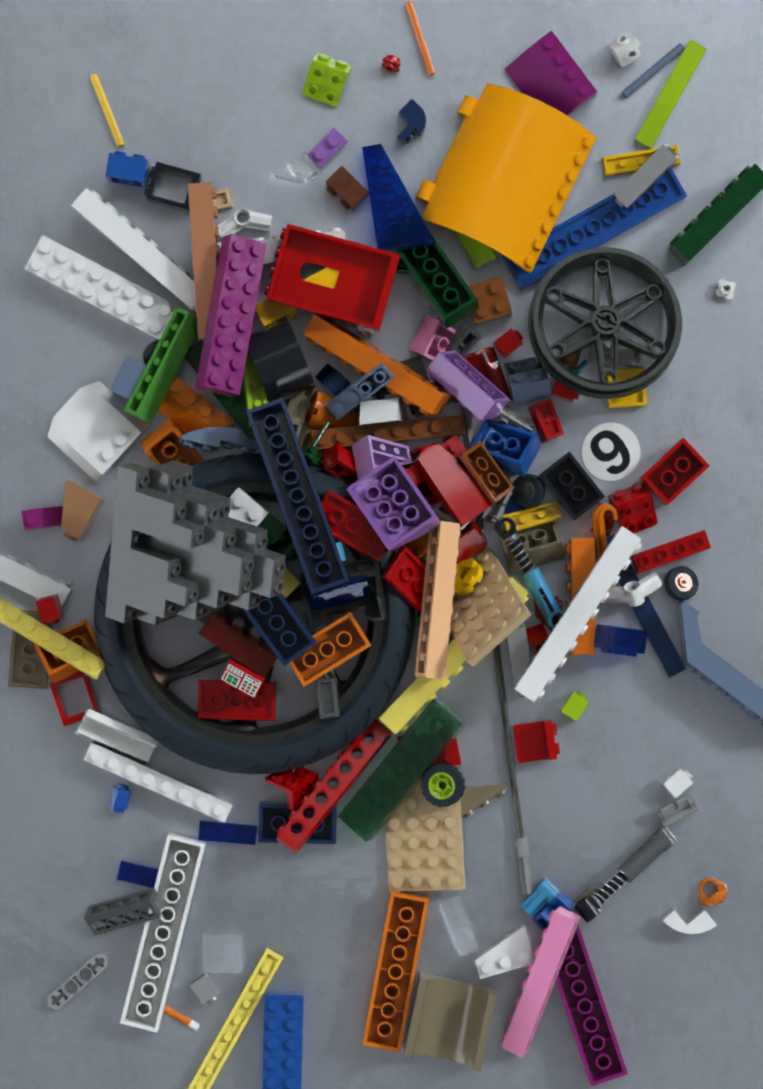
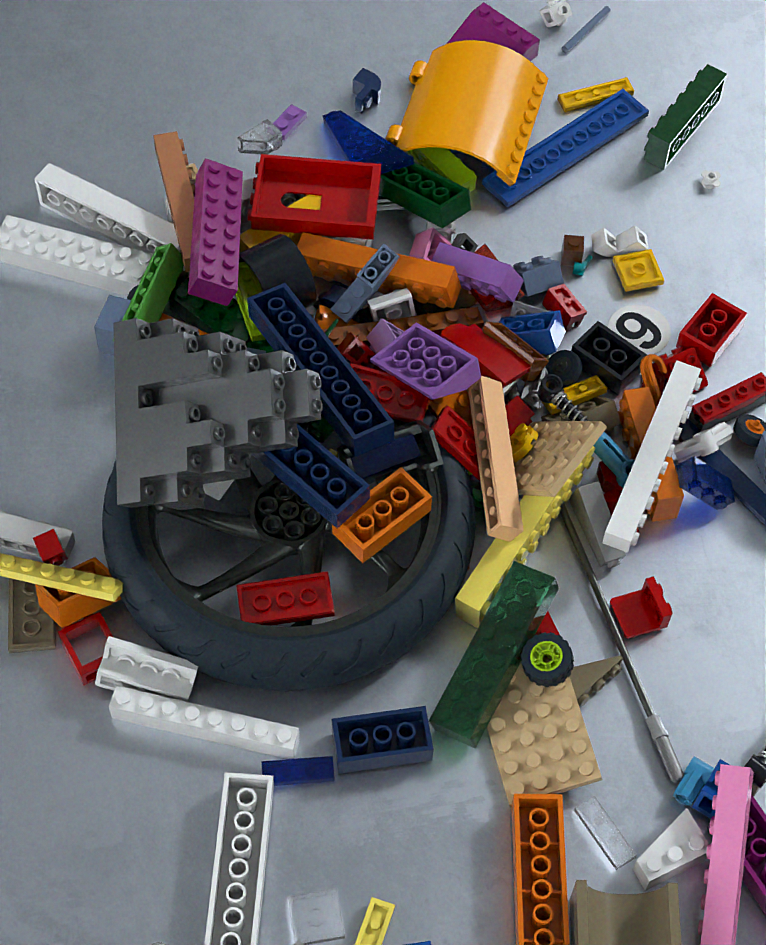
camera: 15 degrees left, 30 degrees down
(42, 517) = (32, 471): magenta slope -> none
(78, 510) = (75, 451): medium nougat slope -> none
(95, 429) = (77, 385): white wedge -> none
(107, 111) = (63, 121): yellow bar -> none
(119, 798) = (158, 751): blue brick -> none
(119, 907) = (180, 867): dark grey fence -> none
(128, 169) = (90, 154): blue brick -> none
(137, 874) = (192, 839): clear blue tile -> none
(150, 189) = (135, 180): black window -> none
(238, 645) = (278, 523): clear red brick -> none
(242, 678) = (289, 557): slope -> none
(295, 783) = (378, 693): red bracket -> none
(295, 842) = (415, 685): red brick -> none
(326, 79) = (276, 69): lime bracket -> none
(327, 698) = (392, 570): dark grey tile -> none
(346, 188) = (313, 144): copper brick -> none
(391, 63) = (339, 46): red plate -> none
(420, 39) = (359, 31): orange bar -> none
(492, 301) = (484, 218): dark orange brick -> none
(508, 343) = (507, 247): red brick -> none
(563, 393) = (577, 277): red brick -> none
(574, 705) = (673, 567): lime brick -> none
(646, 176) = (607, 90): light grey slope -> none
(657, 282) = (602, 209): pearl dark grey wheel -> none
(670, 94) = (608, 44): lime tile -> none

